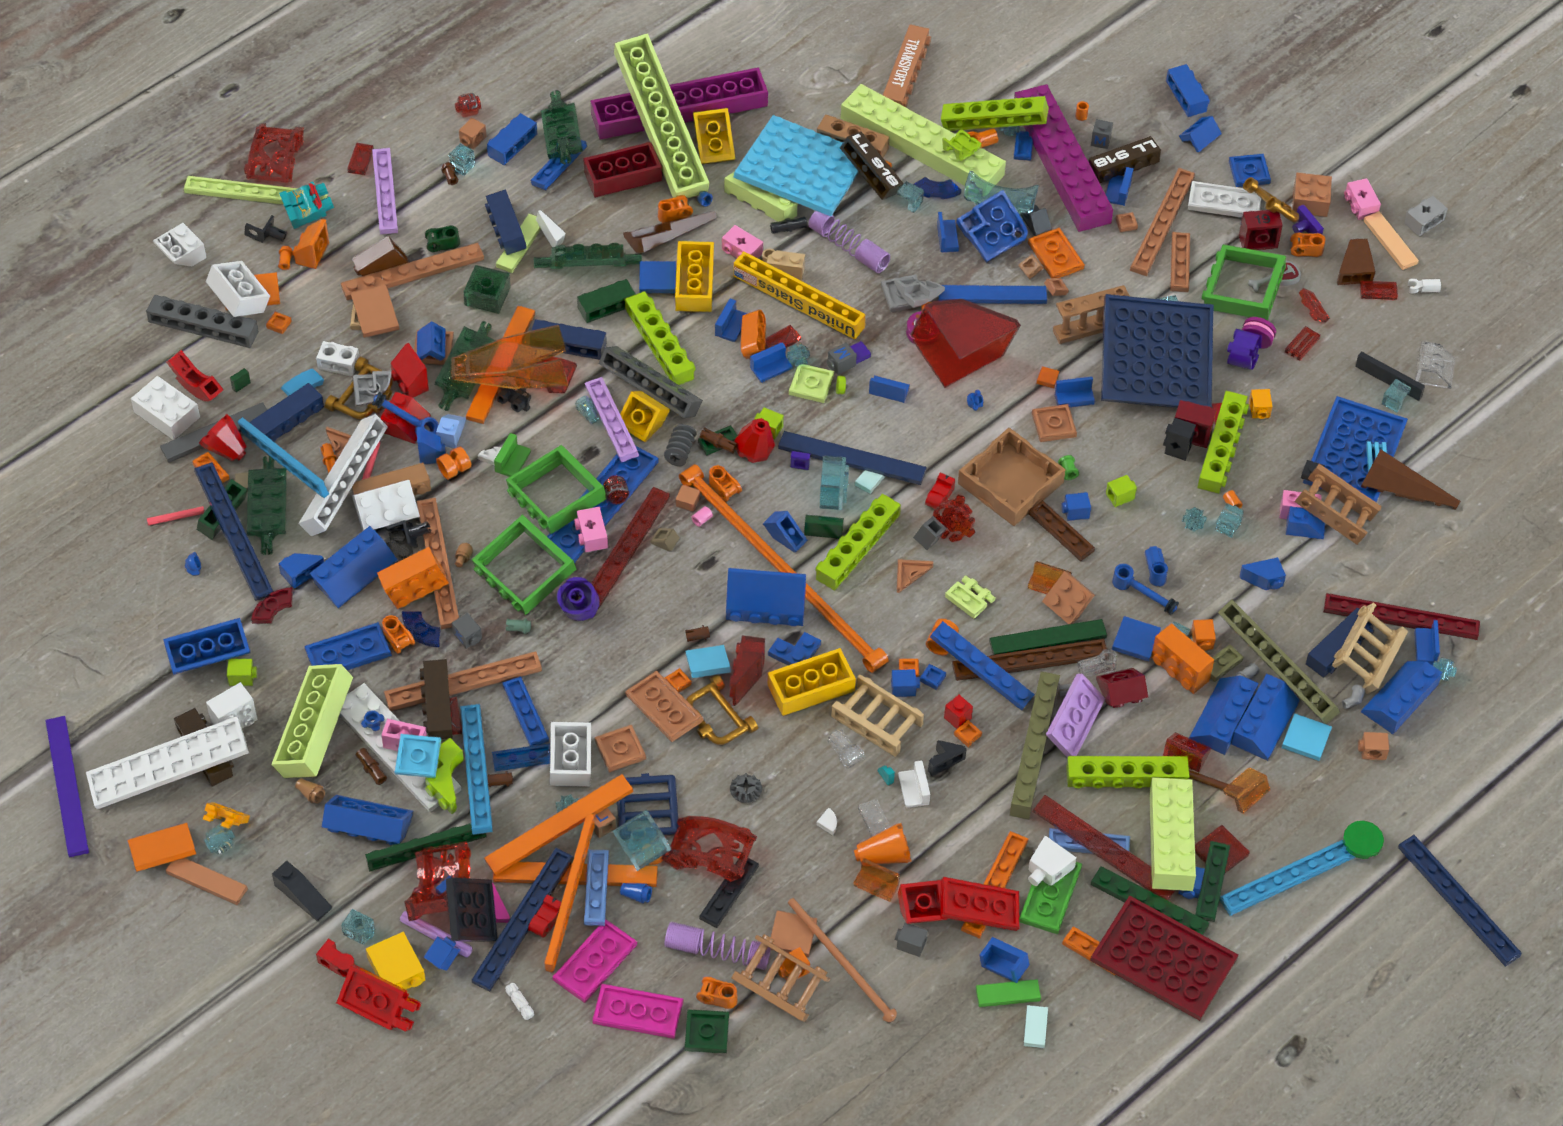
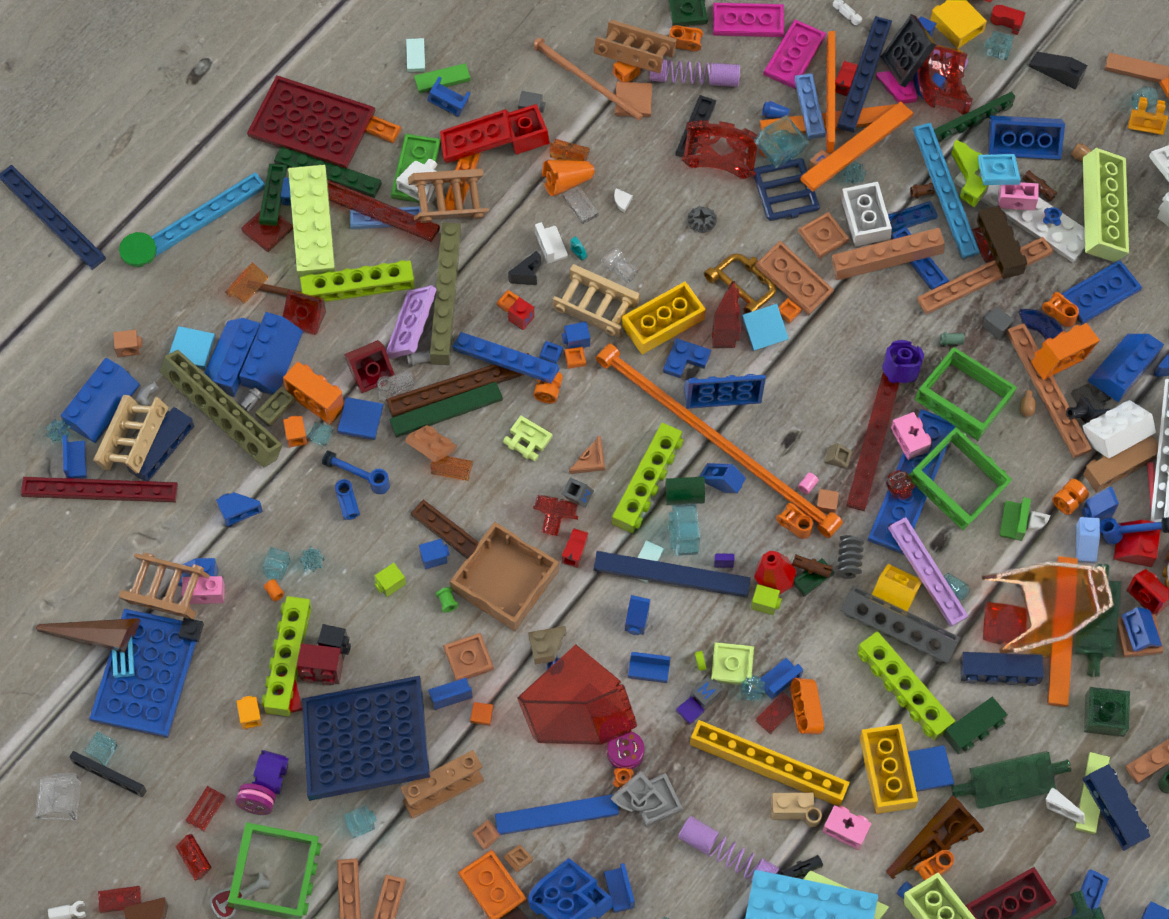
camera: 170 degrees right, 10 degrees up
(560, 708) = (888, 254): none -> nougat brick
(697, 633) = (781, 357): reddish brown pin -> none
(729, 322) = (834, 725): blue panel -> none
(891, 424) = (637, 615): none -> blue slope
(981, 416) = (546, 643): none -> dark tan wing
(1024, 845) = (455, 178): none -> medium nougat fence

